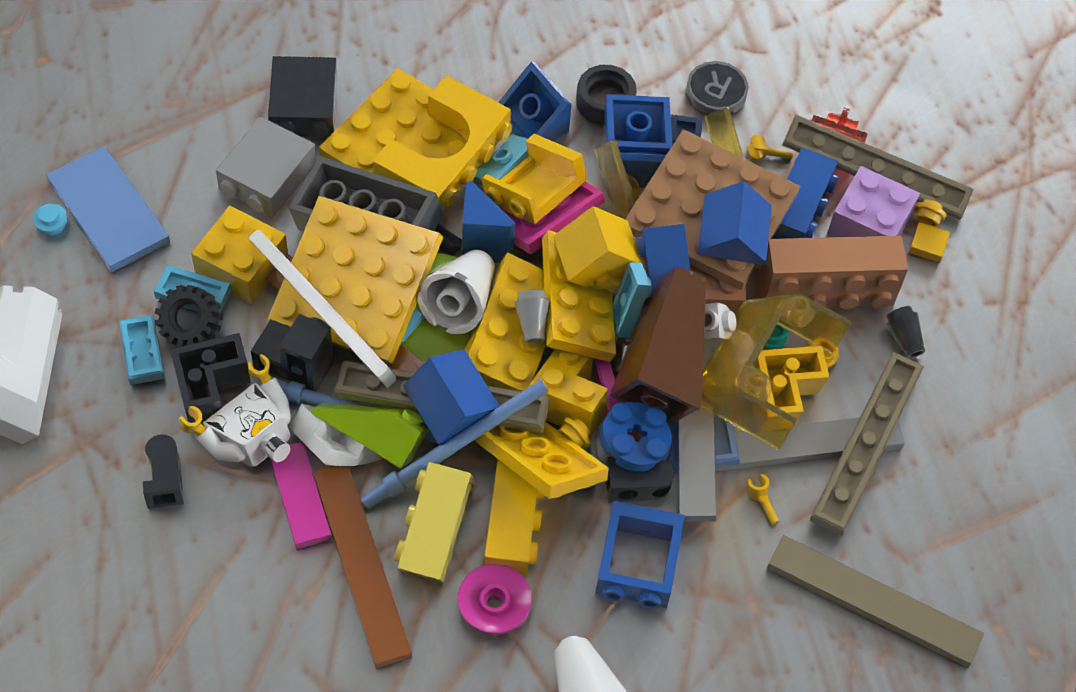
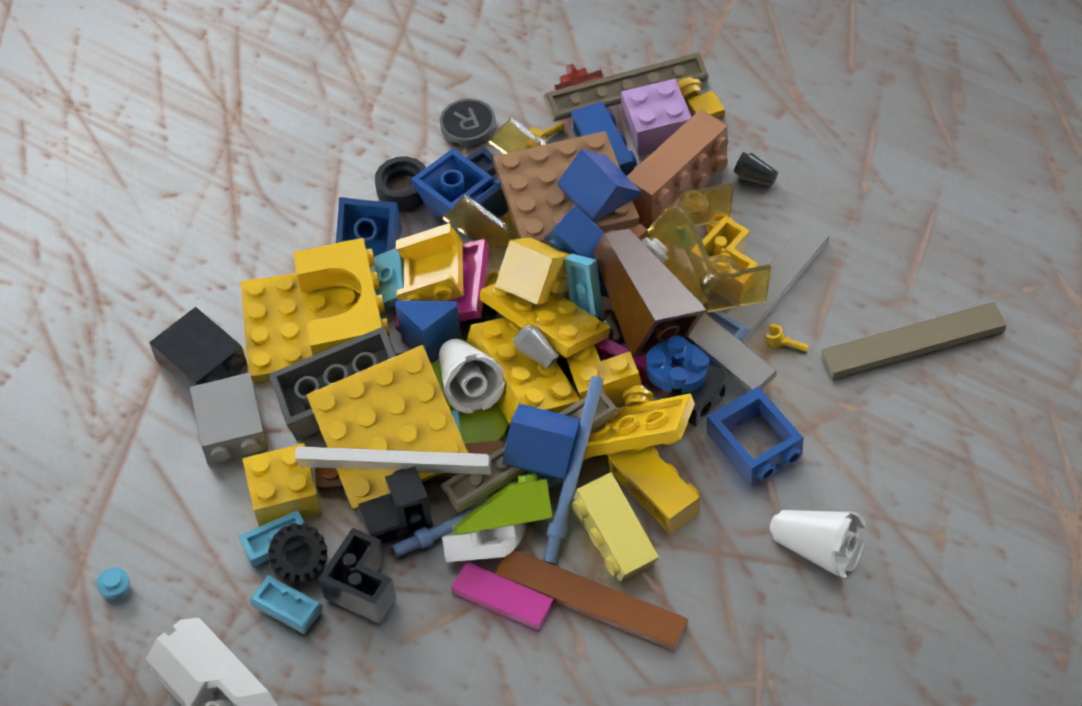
camera: 35 degrees left, 5 degrees down
(108, 209) = (145, 541): medium blue tile -> none
(164, 461) = (399, 660): black leg -> none
(248, 425) = (422, 579): white torso -> none
(494, 583) = (704, 529): dark pink dish -> none
(866, 444) = (809, 254): dark tan tile -> none

